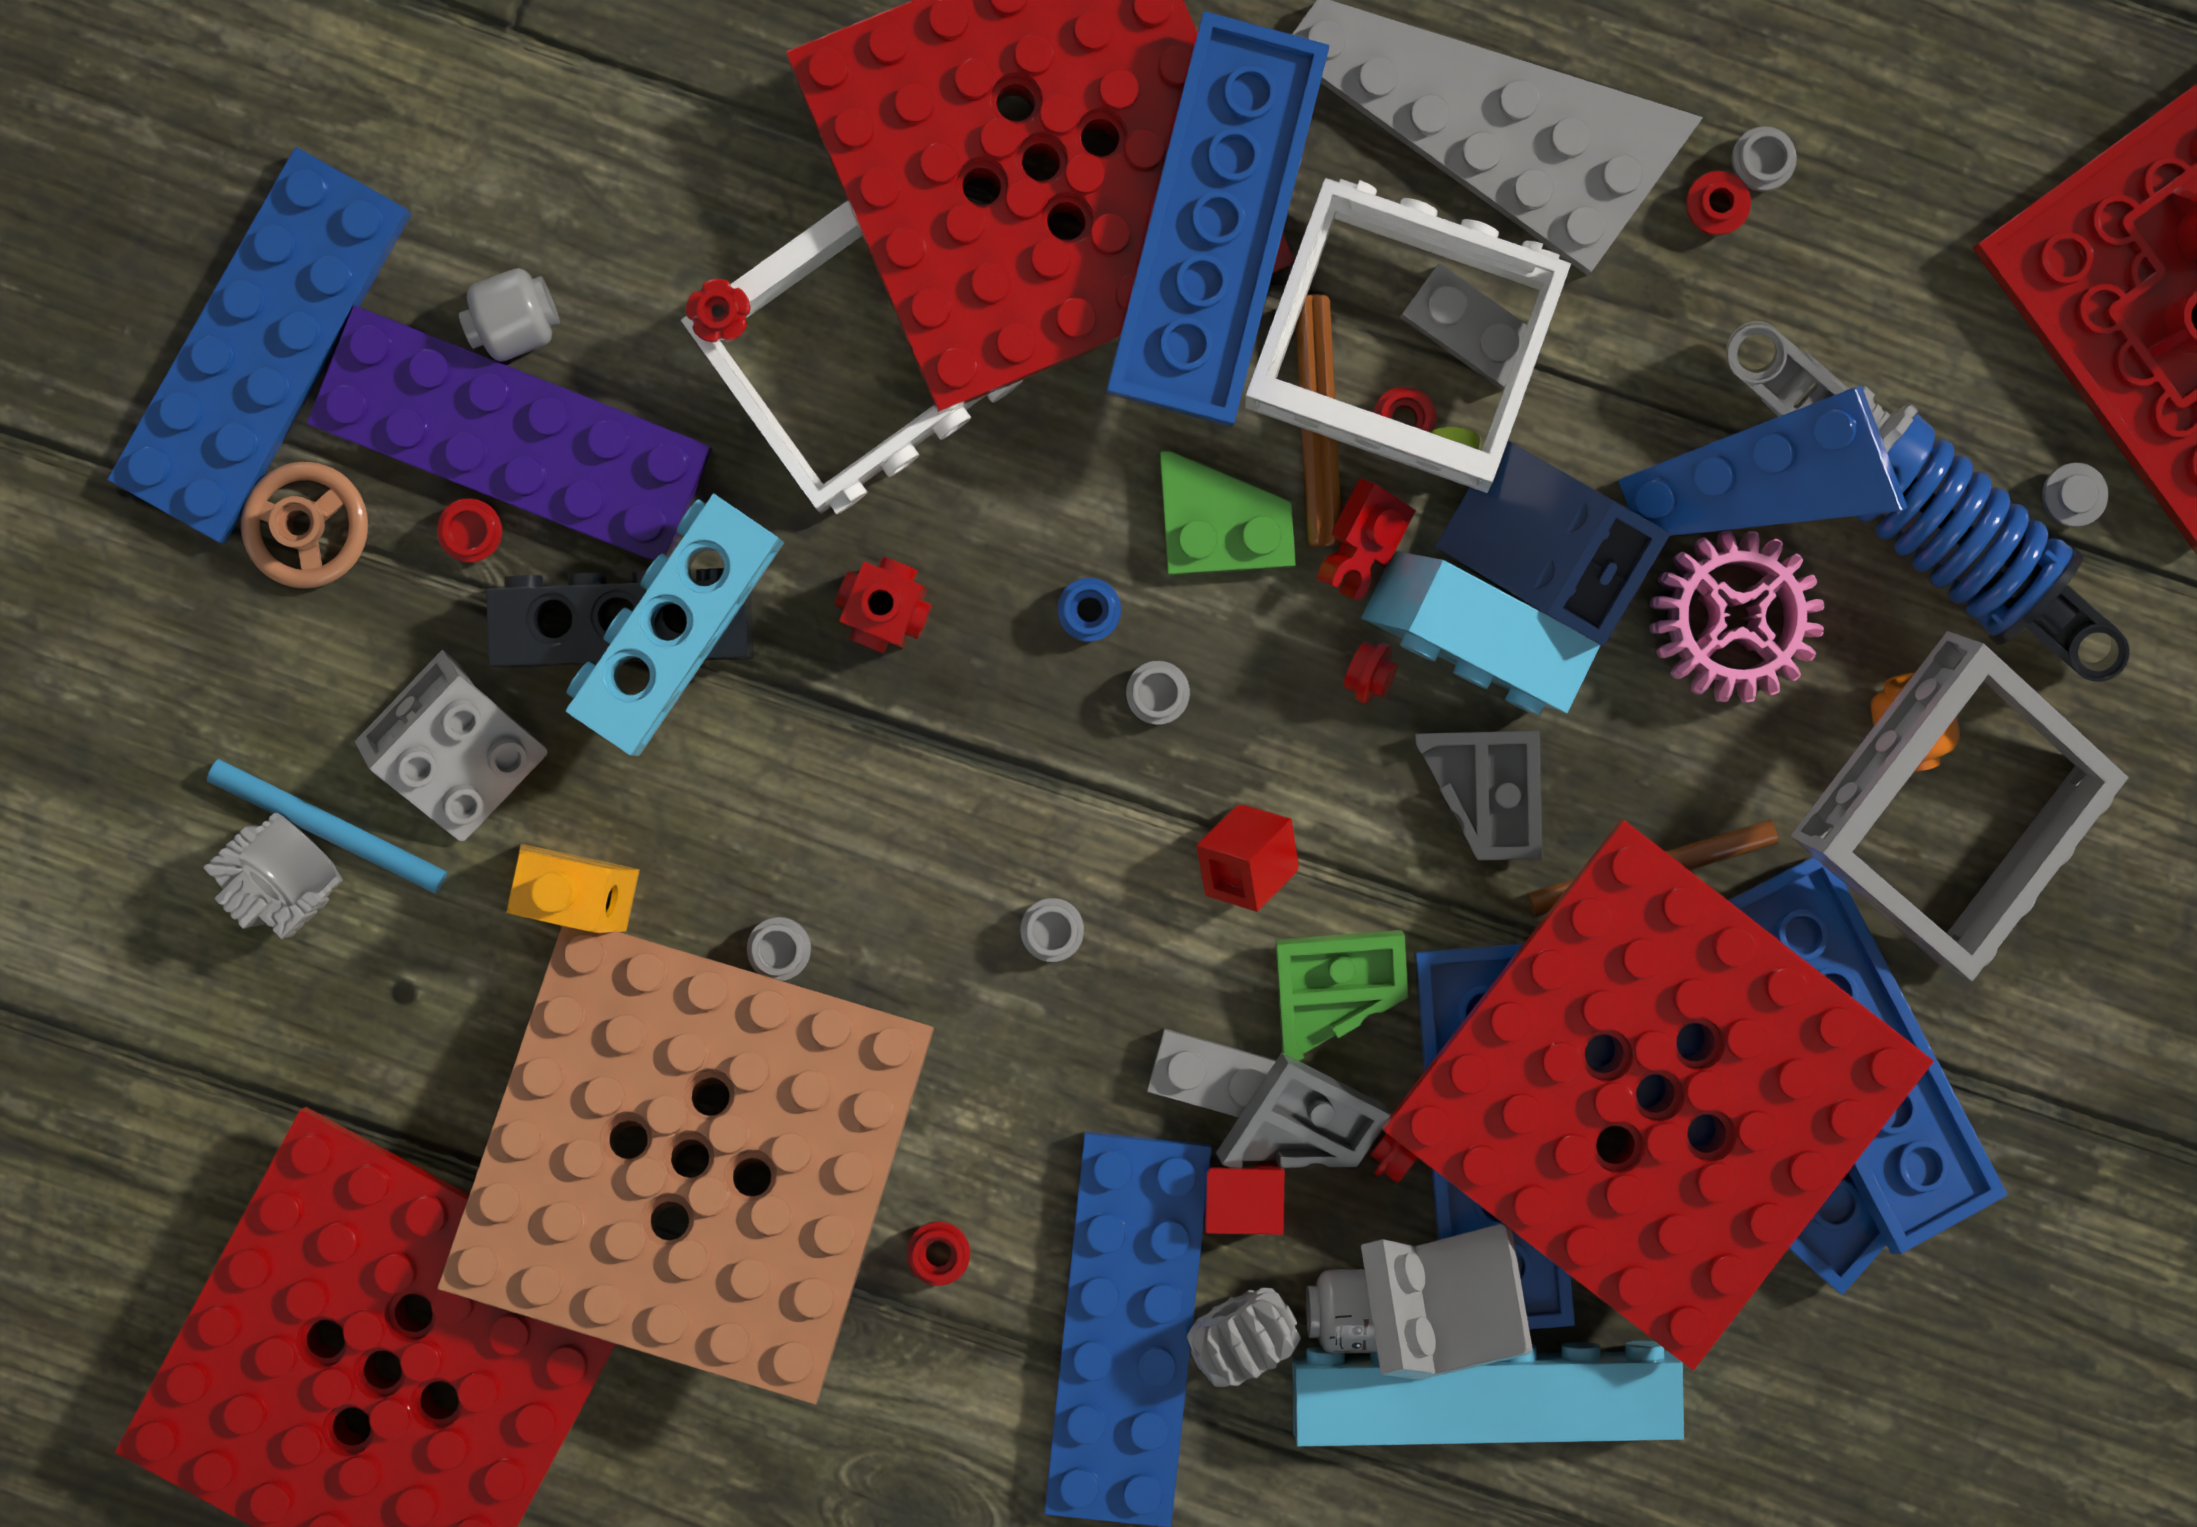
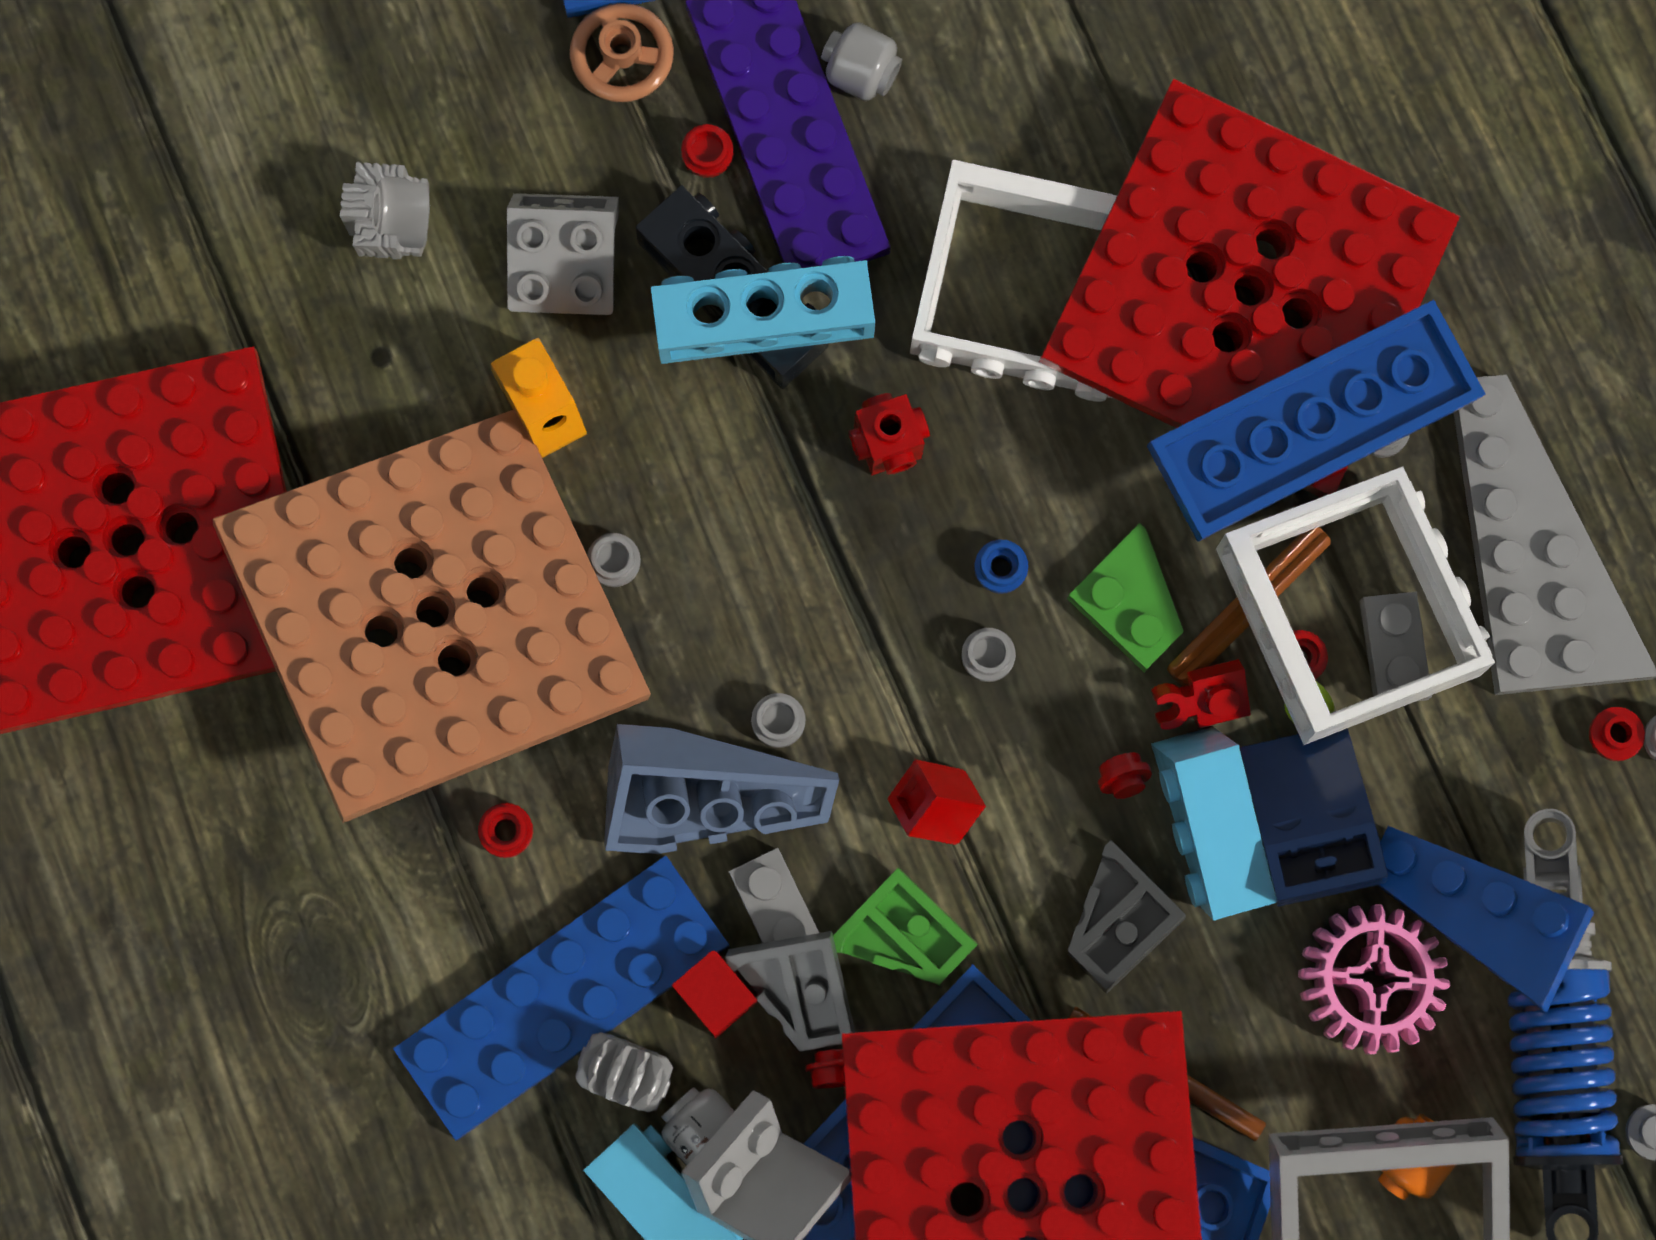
camera: 40 degrees right, 10 degrees down
(327, 826) = (446, 222): dark azure bar -> none
(731, 323) = (975, 187): red plate -> none
(1041, 1062) = (690, 787): none -> sand blue wedge

